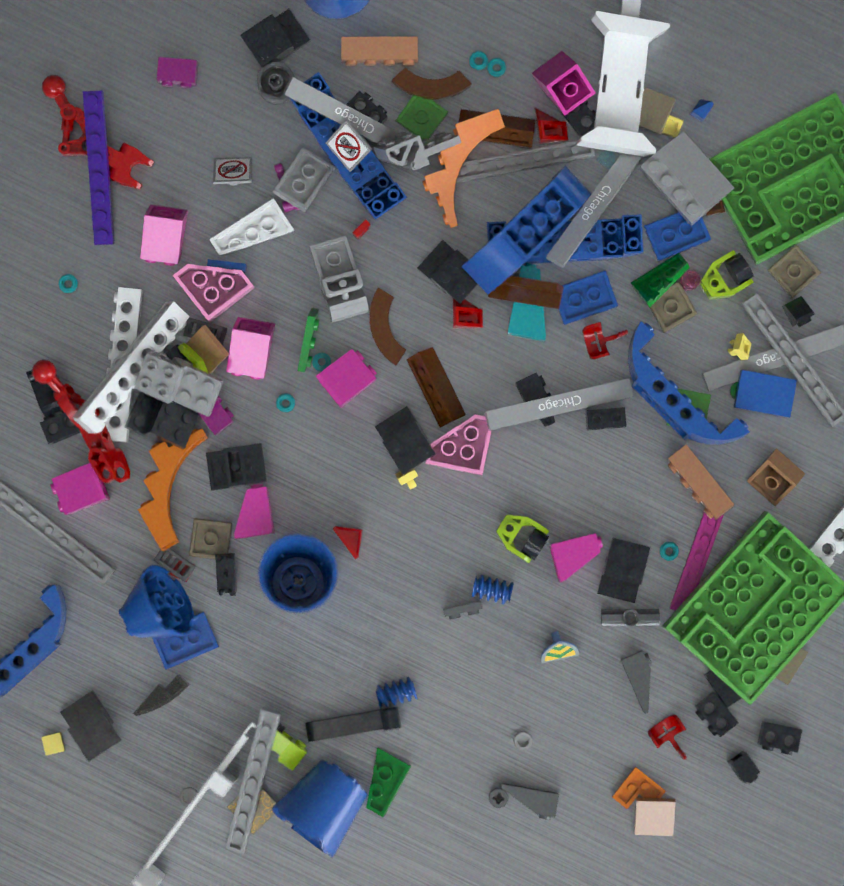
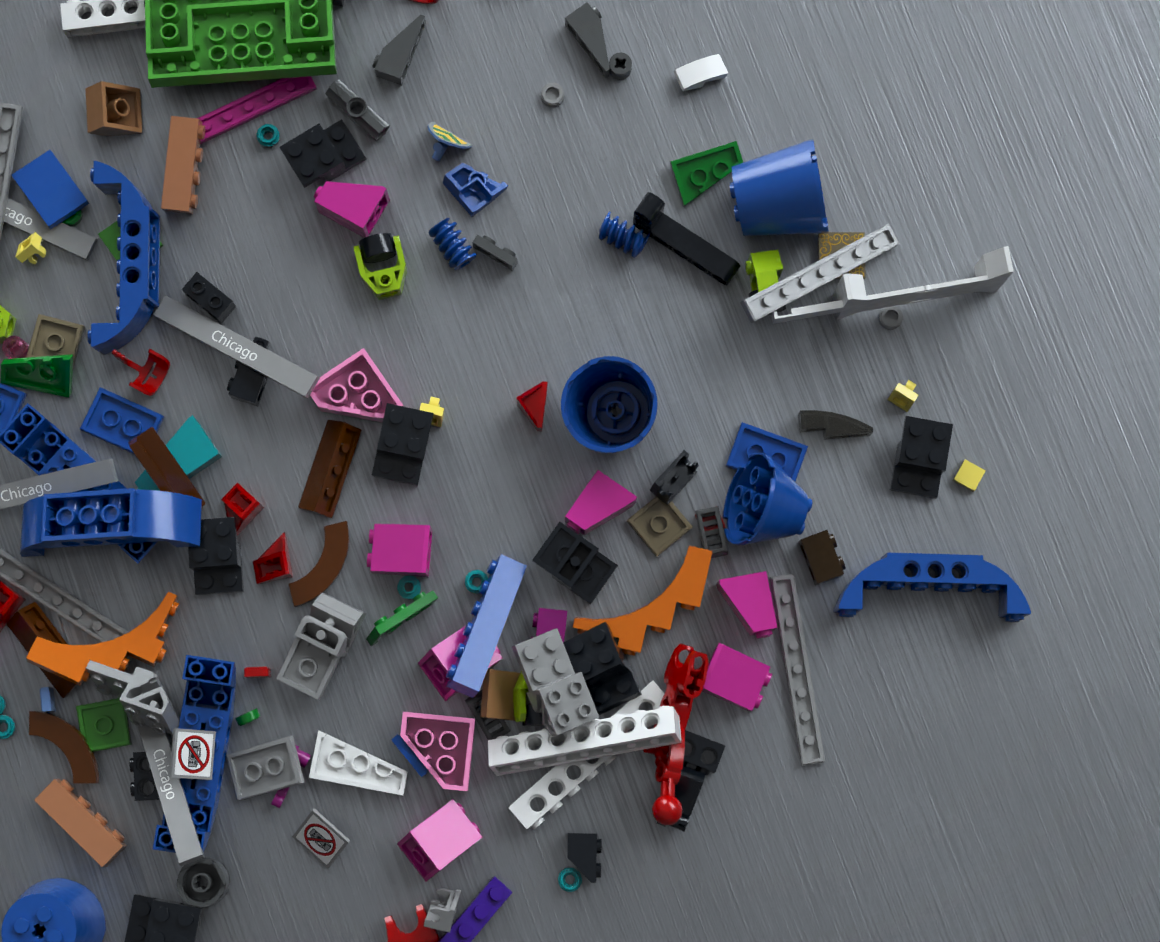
camera: 140 degrees left, 5 degrees down
(74, 305) = (583, 854): none -> black slope
(95, 609) = (822, 557): none -> dark brown brick
(110, 542) = (751, 602): none -> dark pink slope
(122, 196) = (442, 913): none -> light grey hinge
(136, 754) = (903, 395): none -> light yellow tile
(252, 380) = (486, 625): none -> brick
(342, 199) = (247, 717): none -> green tile
(415, 301) = (274, 562): none -> red slope
(445, 840) = (700, 71): none -> white slope
(467, 99) = (47, 699): none -> medium blue tile
(514, 636) = (472, 188): none -> blue slope

